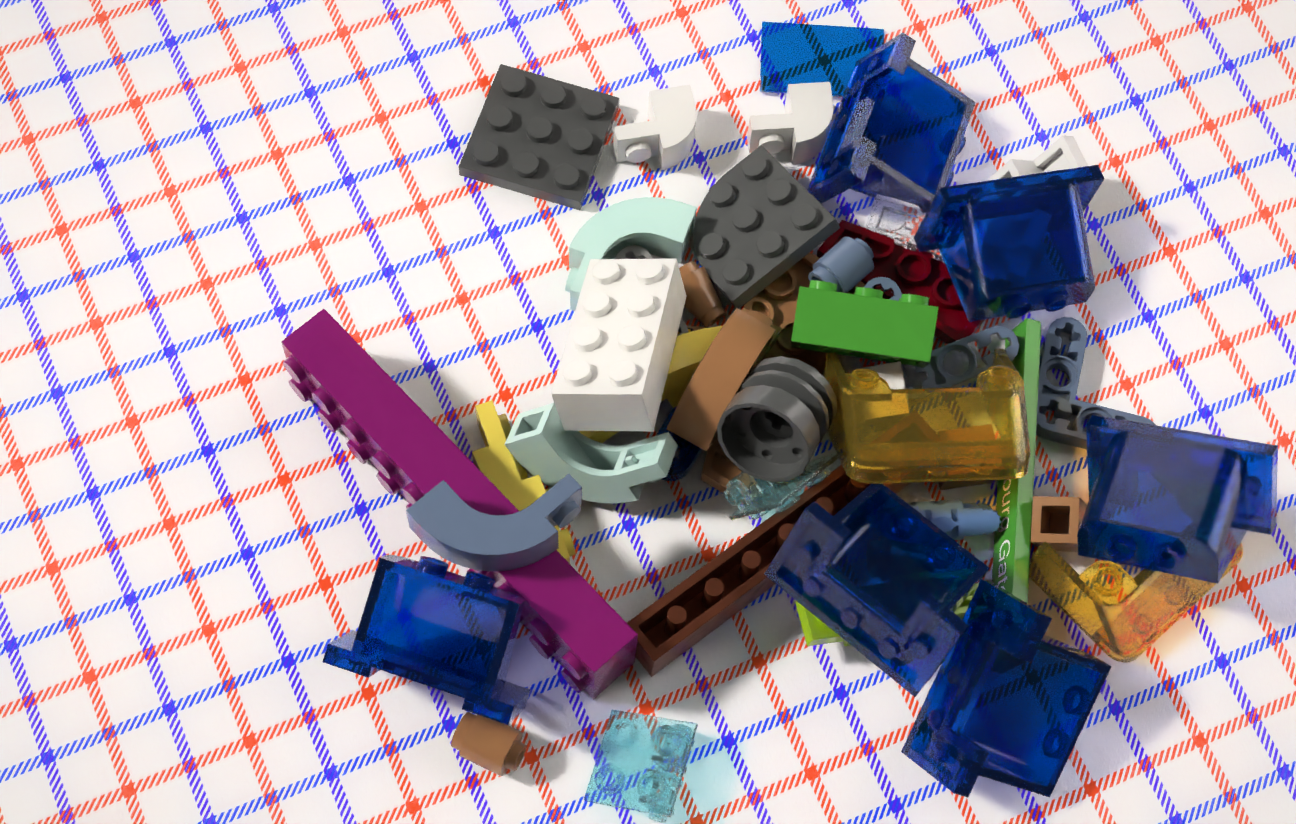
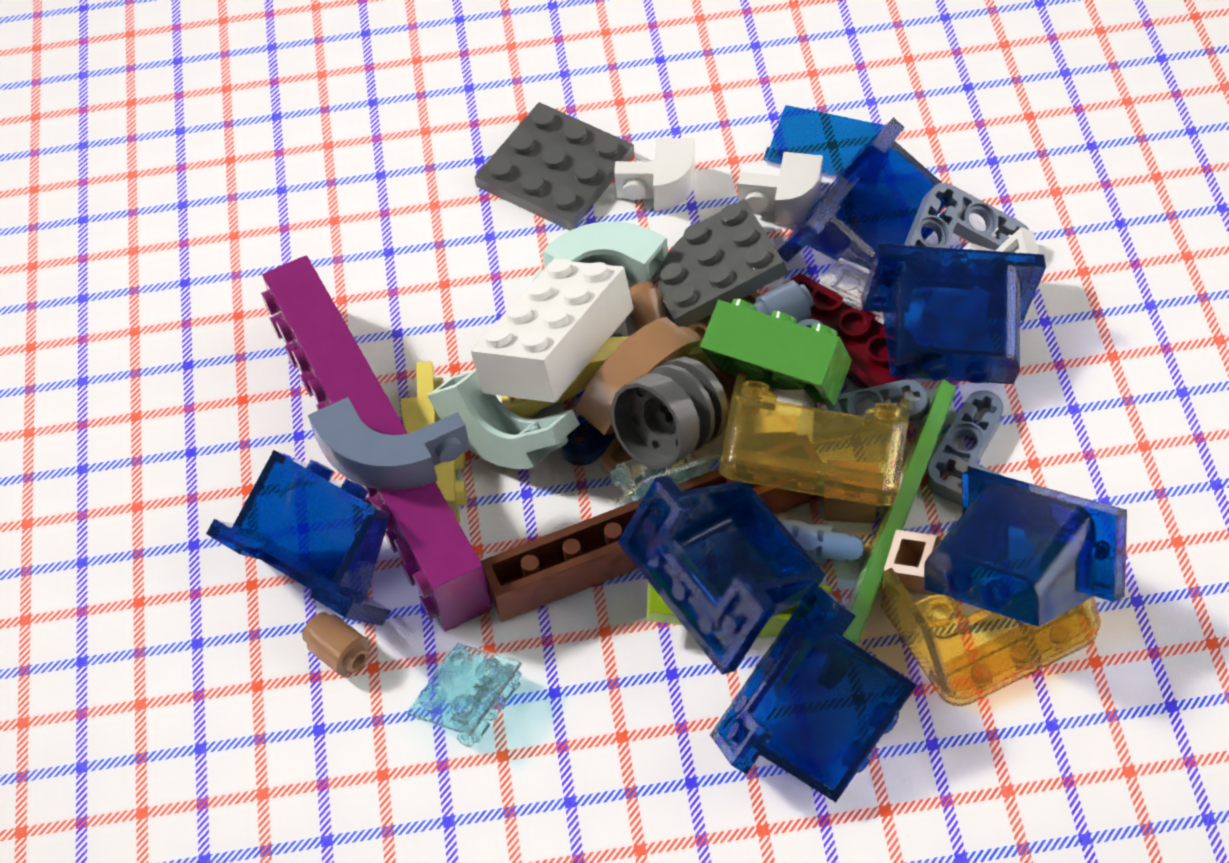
camera: 25 degrees right, 10 degrees down
(987, 135) = (956, 219): none -> sand blue beam

